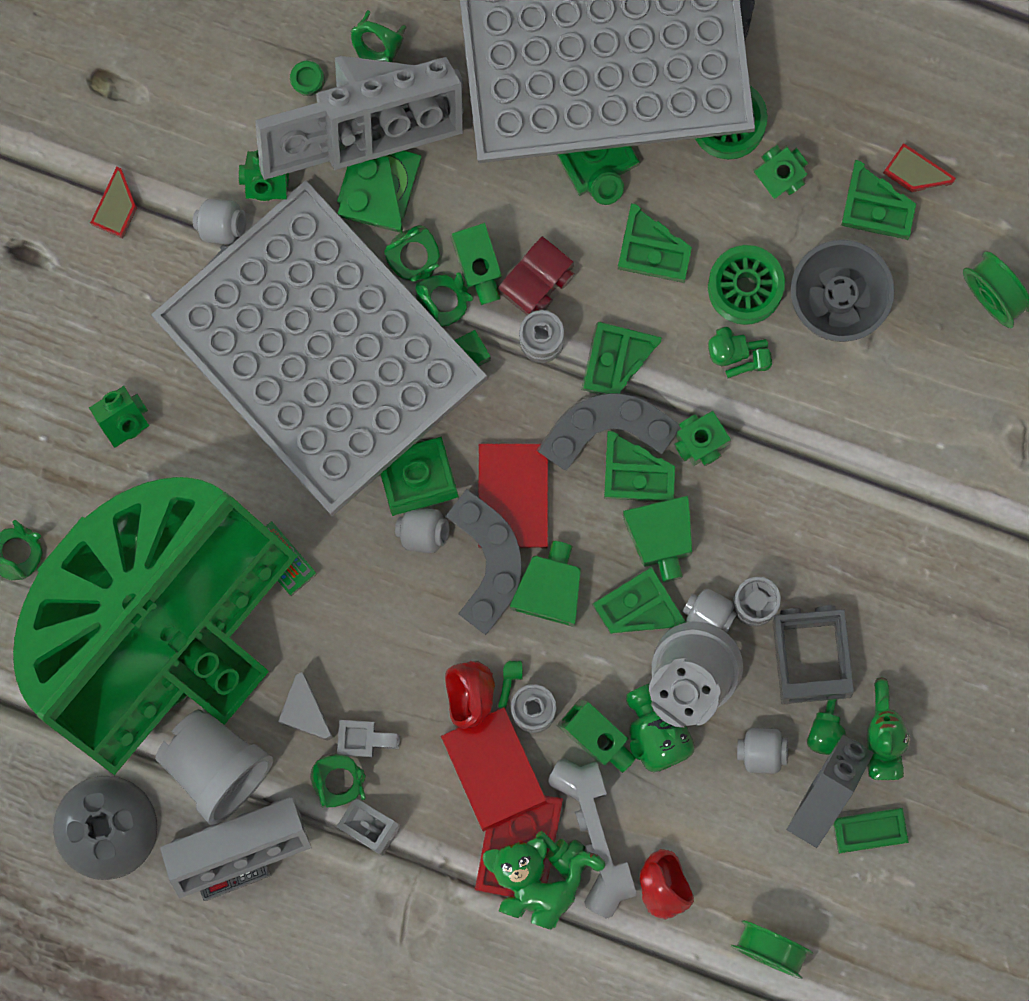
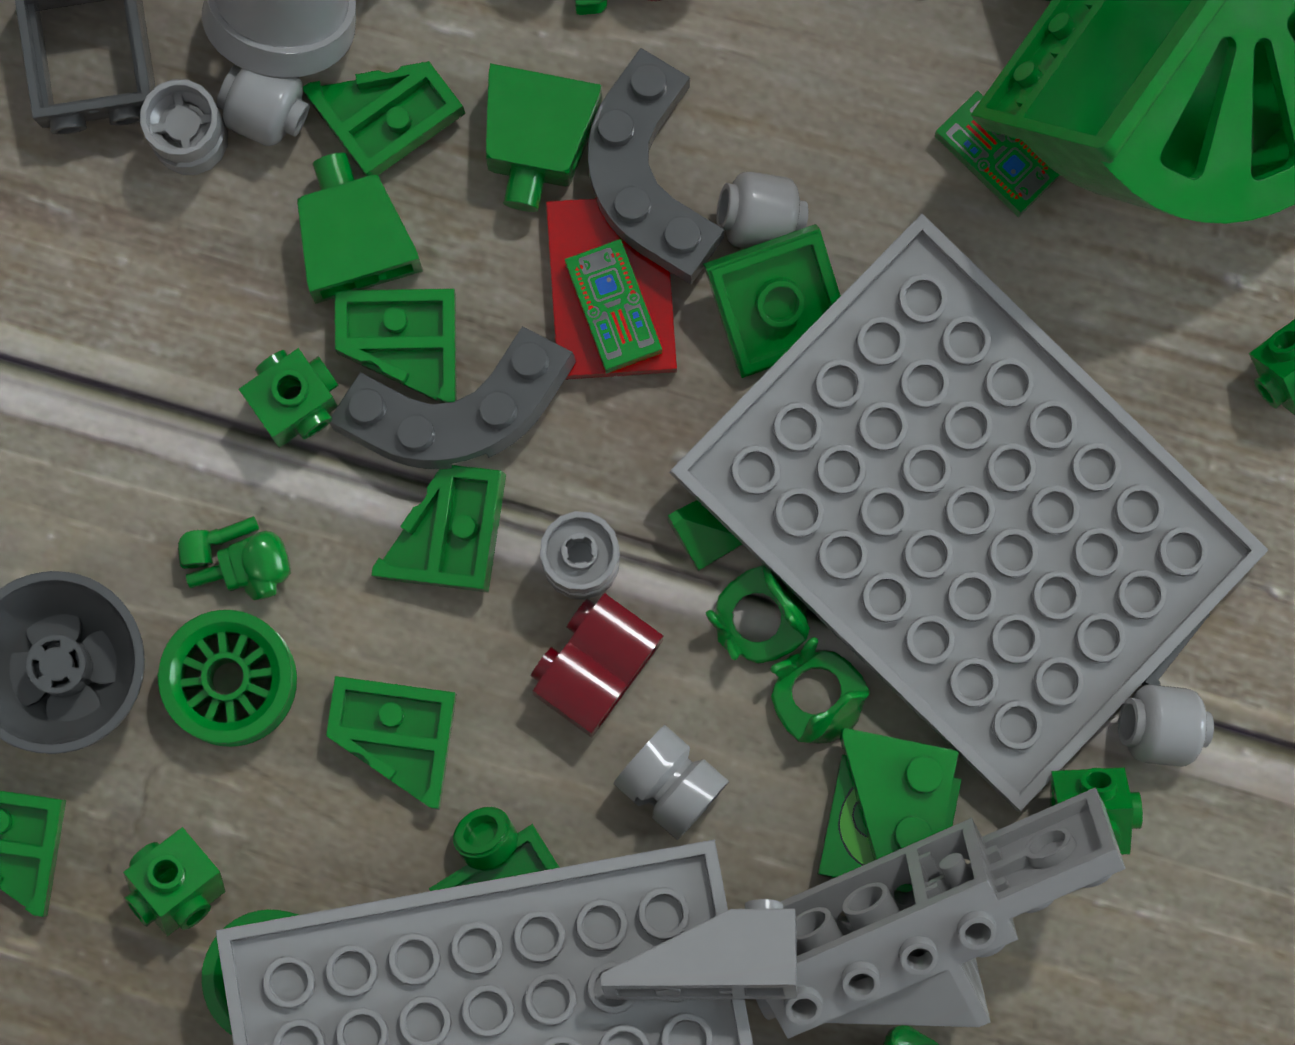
camera: 170 degrees right, 0 degrees up
(307, 78) = (1035, 1006): green tile -> none
(472, 90) = (727, 957): none -> light grey slope
(472, 246) = (708, 699): green torso -> none
(504, 212) = (670, 782): none -> light grey wheel
(512, 479) = (613, 306): none -> green tile

